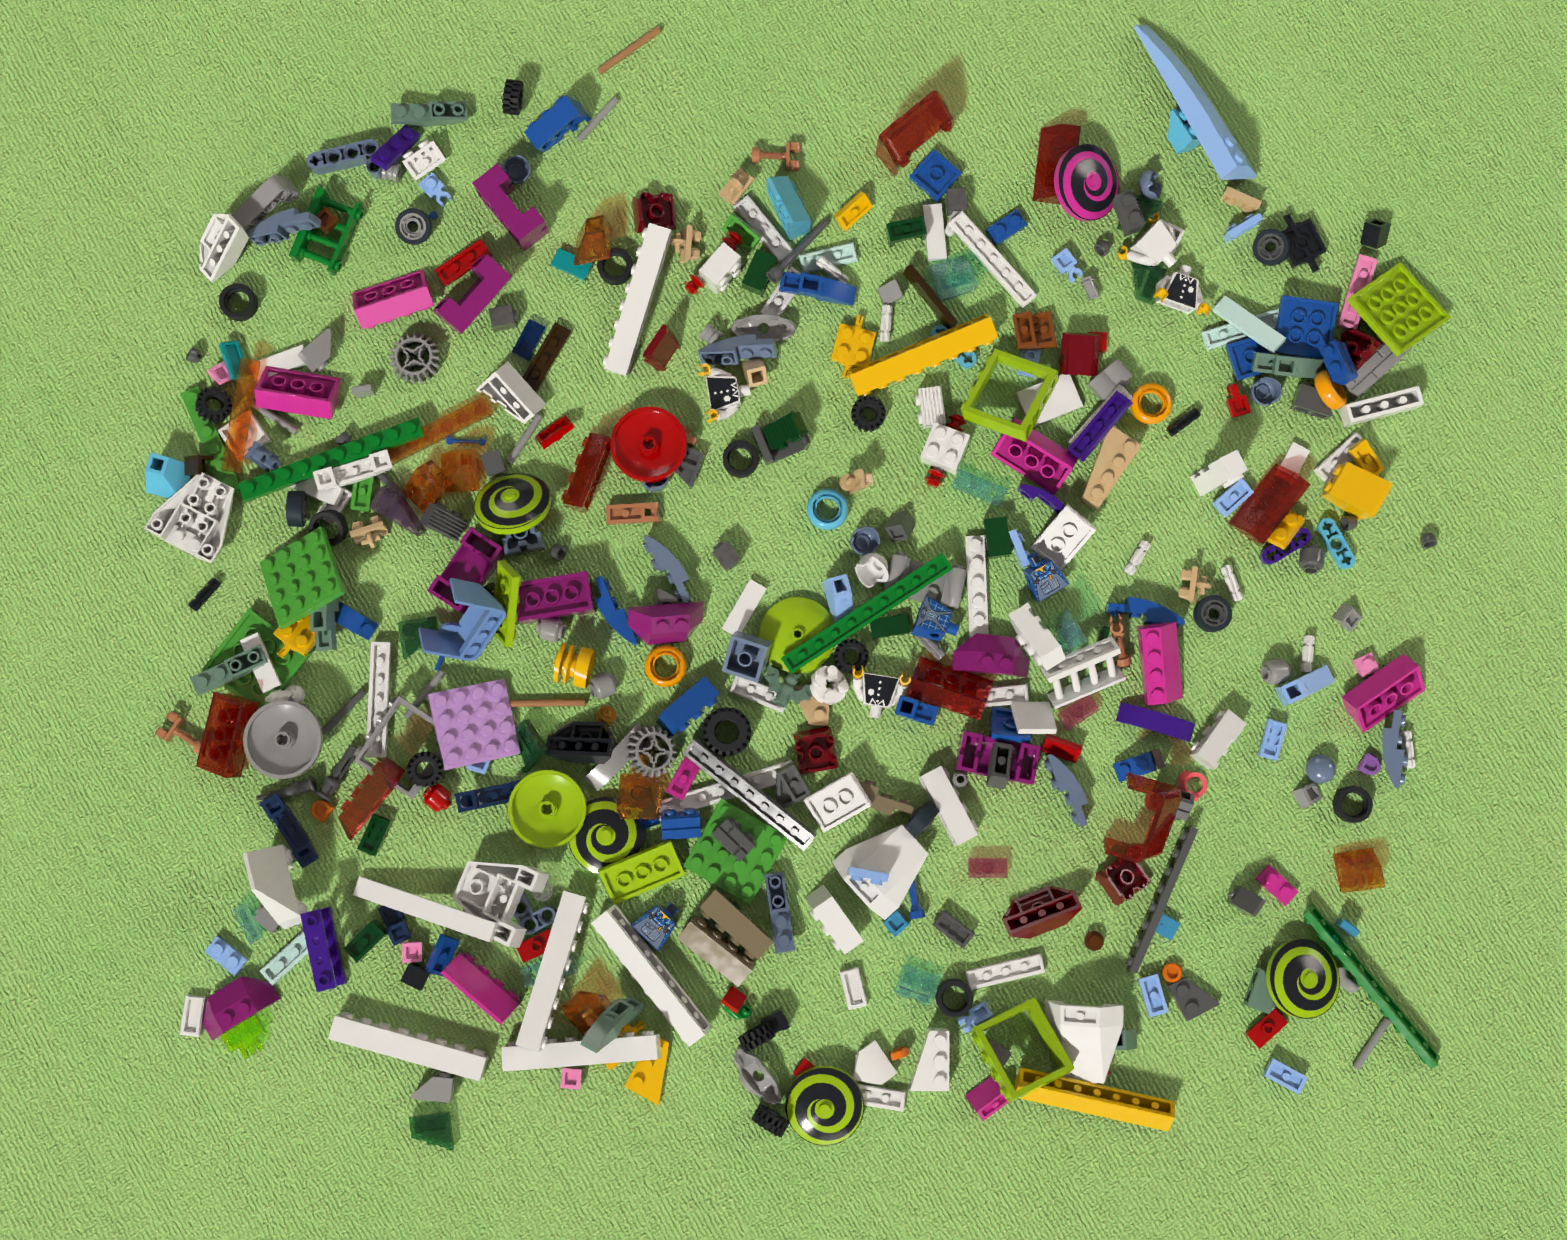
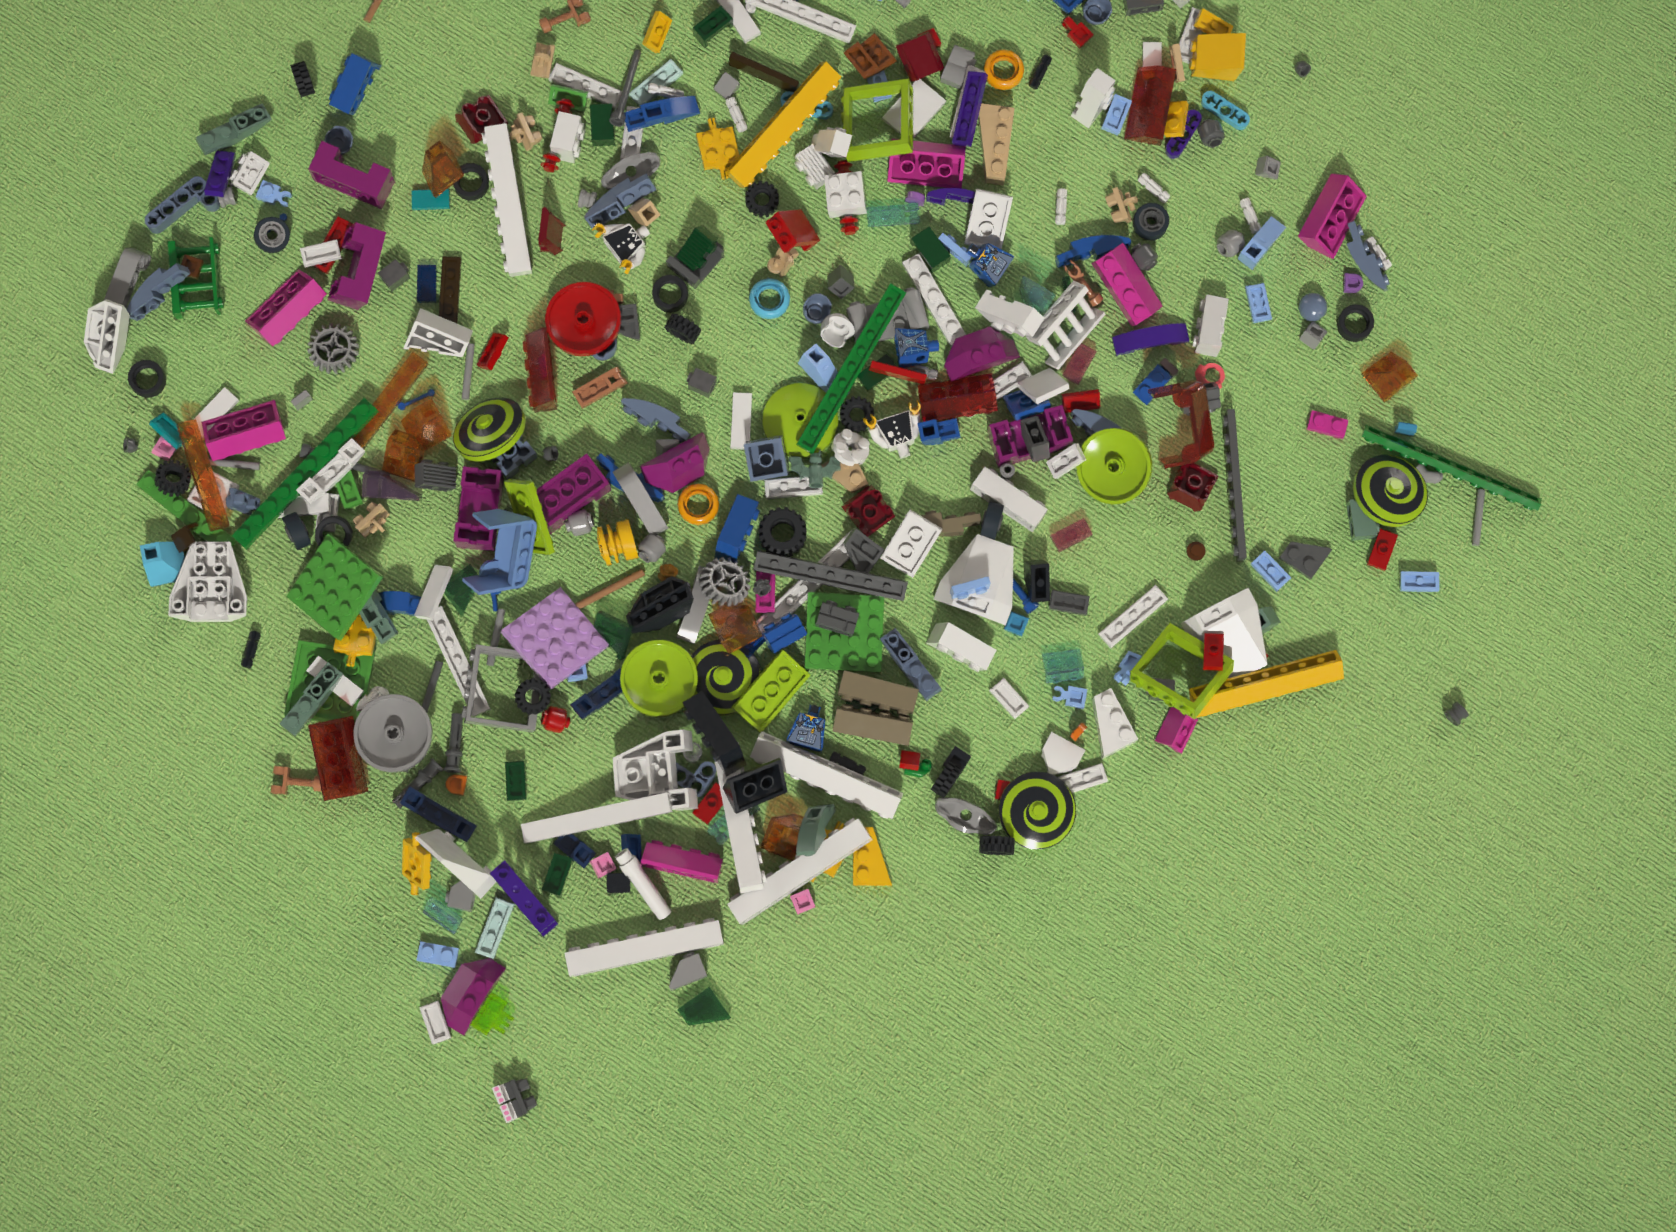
camera: 30 degrees left, 5 degrees down
(222, 1122) = (510, 1091): none -> dark grey hips
(241, 881) = (416, 864): none -> yellow plate
(317, 352) = (243, 386): light grey slope -> none
(369, 796) = (496, 744): clear red slope -> none
(389, 626) = (433, 592): none -> white tile
(431, 971) = (632, 868): none -> white piece
(447, 265) = (320, 253): none -> white tile
(493, 463) = (452, 404): dark grey panel -> none
(568, 887) = (714, 733): none -> black wedge
(579, 957) = (756, 786): none -> black slope
(597, 119) = (387, 62): light grey bar -> none
(613, 637) = (640, 499): none -> light grey beam
(676, 972) = (847, 763): none -> black axle
(681, 773) = (762, 587): none -> dark grey plate
(734, 498) = (682, 328): none -> black tyre
(788, 206) = (598, 55): medium azure wedge -> none
(879, 458) = (792, 230): none -> red panel
(907, 637) = (897, 372): none -> red tile
(911, 1018) = (1074, 696): none -> light blue plate
(934, 894) = (1037, 580): none -> black slope
(953, 278) = (775, 46): clear light blue slope -> none
(954, 1012) = (1101, 646): black tyre -> none
(957, 394) = (832, 142): none -> white hinge
(1007, 482) = (915, 197): none -> medium lavender tile
(1018, 798) = (1066, 460): none -> white plate
(1041, 912) = (1137, 548): dark red wedge -> none
(1059, 826) = (1115, 466): none -> lime dish
(1059, 1050) = (1213, 651): none -> red plate
(1167, 927) = (1252, 507): dark azure tile -> none
(1171, 972) = (1276, 544): orange tile -> none
(1189, 643) = (1144, 256): none -> dark grey head
(1245, 901) = (1306, 449): dark grey slope -> none
(1254, 1217) = (1456, 714): none -> dark grey wheel
(1314, 477) = (1177, 64): none -> tan tile
(1349, 523) = (1227, 87): dark grey hinge -> none
(1365, 665) = (1304, 200): bright pink plate -> none

